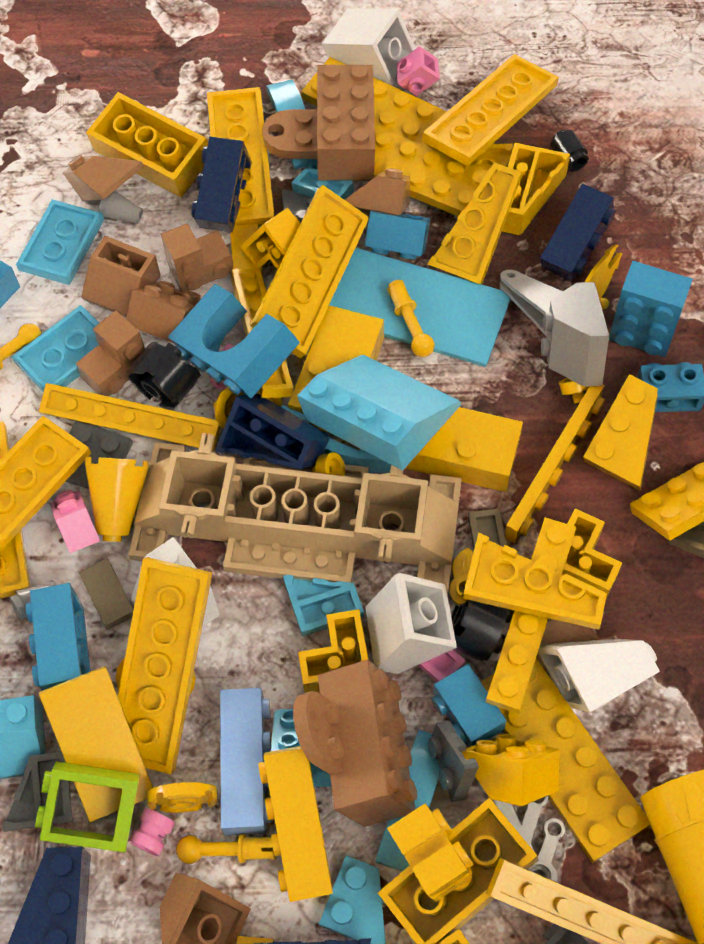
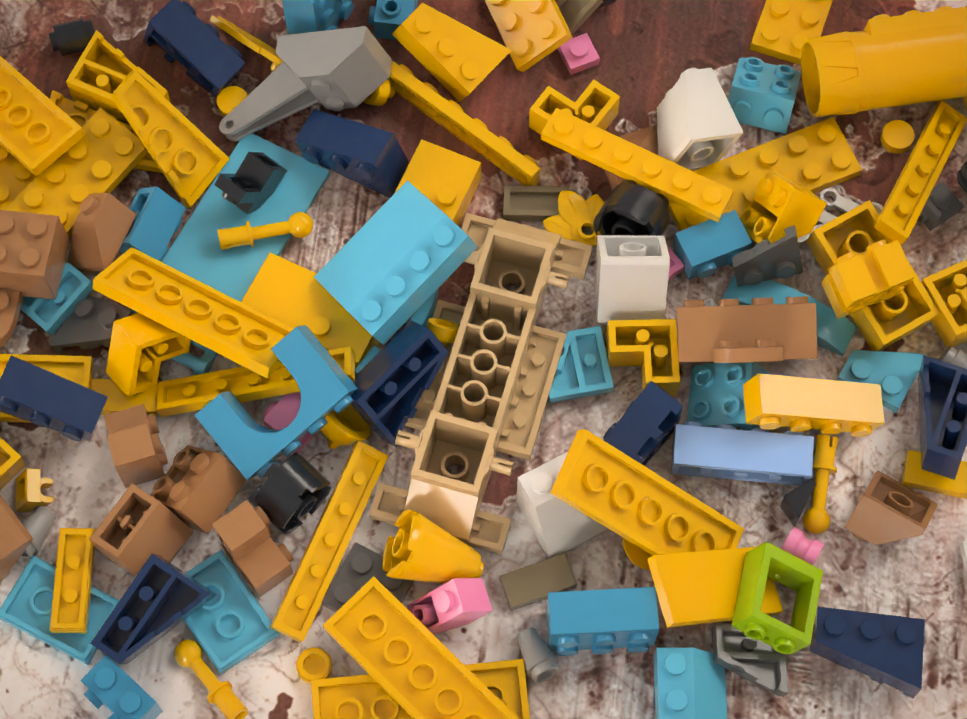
camera: 85 degrees left, 5 degrees up
(19, 424) = (314, 665): none -> yellow tile
(54, 290) = (150, 609): none -> dark blue wedge
(75, 240) = (72, 581): none -> yellow tile
(153, 199) = (28, 490): none -> yellow tile
(182, 797) = (776, 510): yellow tile -> none
(201, 823) = (796, 500): none -> black slope
(246, 654) = (645, 424): none -> dark blue wedge
(452, 300) = (252, 183): none -> black brick
(503, 370) = (354, 151): none -> dark blue wedge
(519, 584) = (617, 160): yellow wing -> none
(539, 272) = (229, 99): none -> yellow tile
(646, 899) = (897, 136): none -> yellow tile
(660, 742) = (763, 94): none -> medium azure bracket
(663, 559) = (579, 54): none -> bright pink plate

